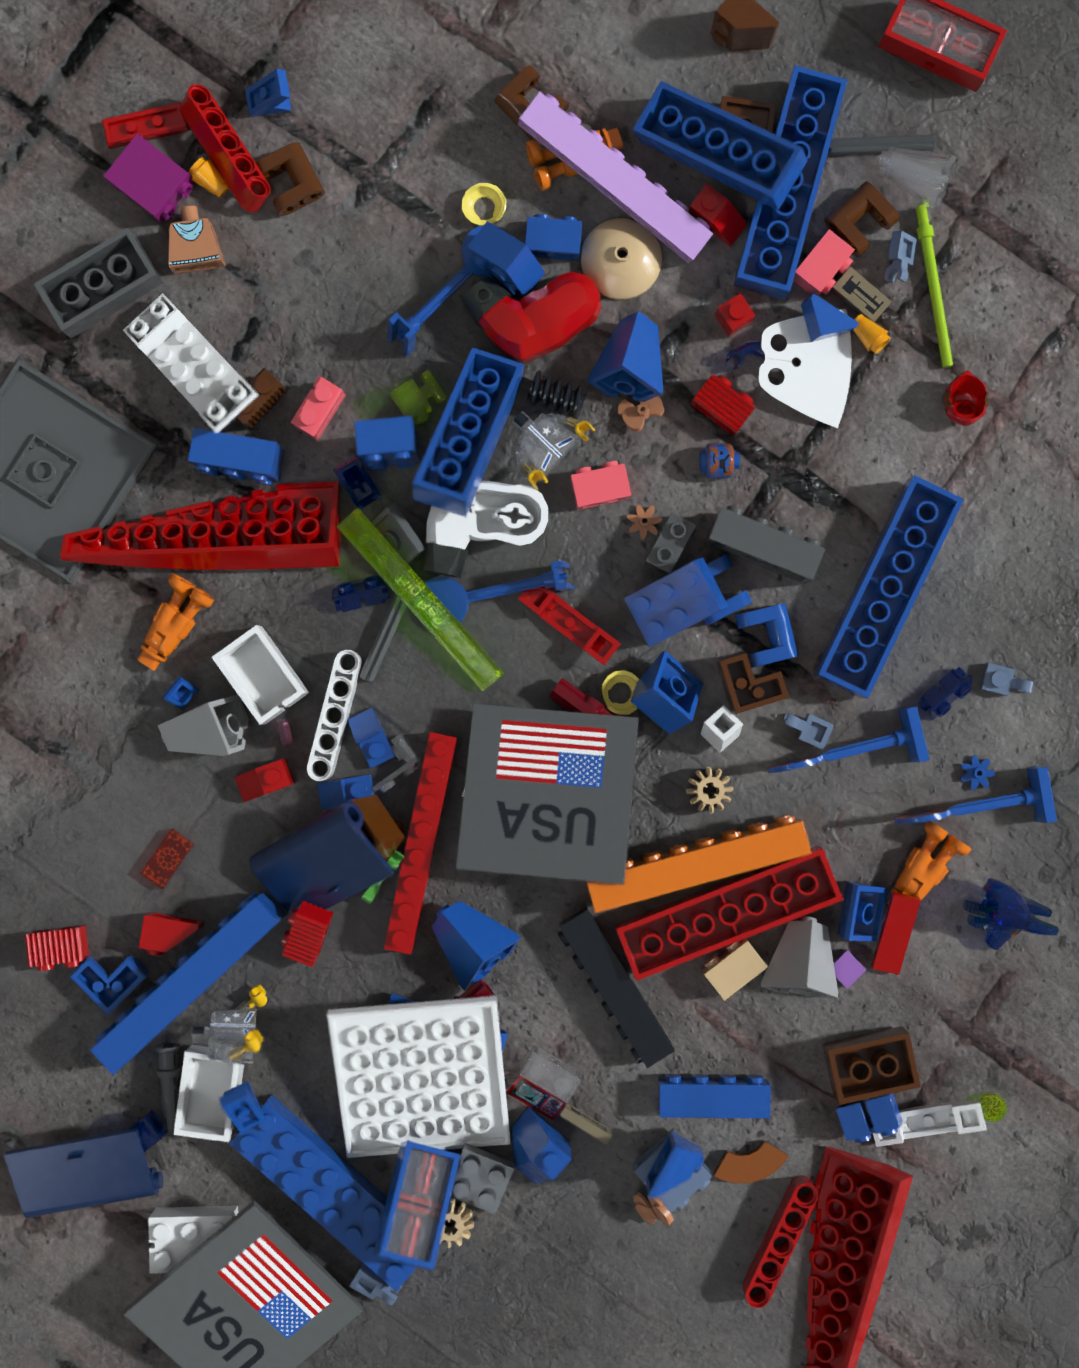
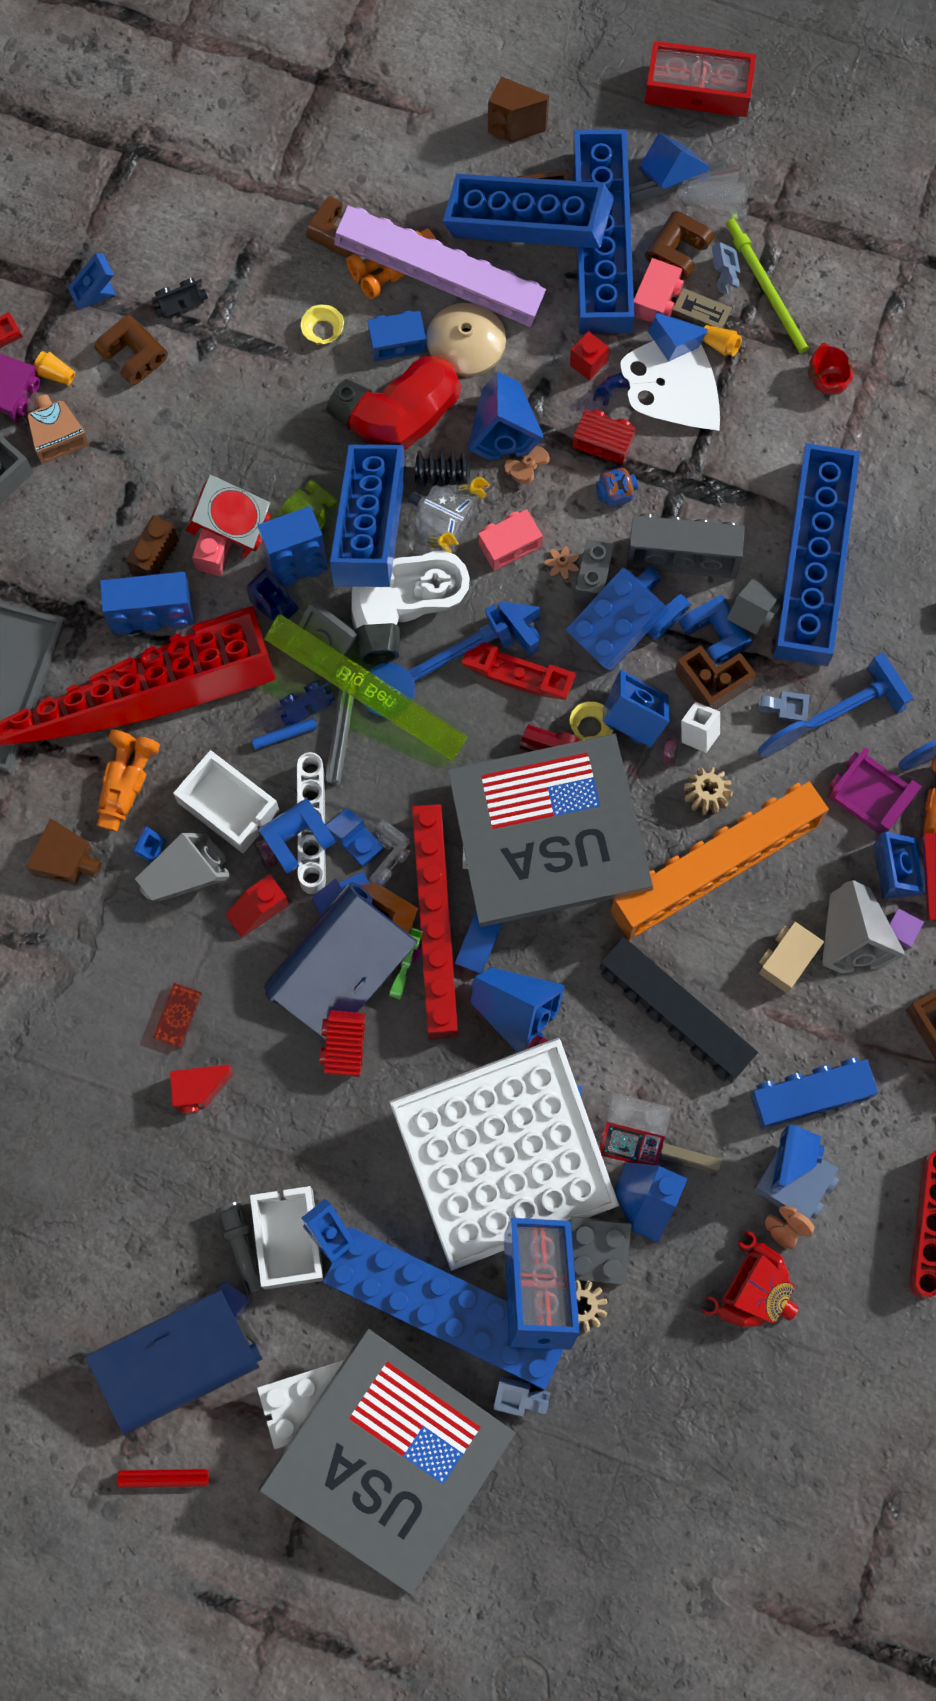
camera: 15 degrees left, 15 degrees down
(52, 1260) = (162, 1478): none -> red axle
(56, 946) = (84, 1135): red brick -> none
(99, 680) = (62, 856): none -> reddish brown torso
(109, 989) = (149, 1163): blue brick -> none
(184, 985) = (234, 1125): blue brick -> none
(190, 363) = (79, 531): white slope -> none
(224, 148) = (62, 338): red beam -> none
(233, 1032) = (298, 1164): clear torso -> none
(311, 718) = (289, 825): none -> blue connector
(334, 618) = (284, 733): none -> blue piece
(337, 387) = (229, 514): none -> panel
(361, 131) = (169, 299): none -> black hinge
(406, 329) = (331, 366): blue piece -> none
(449, 879) = (478, 945): none -> blue slope
(507, 258) = (359, 357): blue brick -> none
(582, 568) = (517, 619): none -> blue slope
(607, 1256) = (758, 1289): none -> red torso
(686, 741) = (670, 751): none -> clear pink tile
(719, 214) = (547, 273): red slope -> none
(728, 913) = (765, 901): red brick -> none
(750, 1166) = (875, 1157): dark orange tile -> none
(810, 627) = (755, 607): none -> dark grey brick
(862, 835) = (872, 792): none -> magenta panel
(883, 126) = (671, 162): none -> blue slope
(955, 687) = (914, 628): clear blue hinge -> none

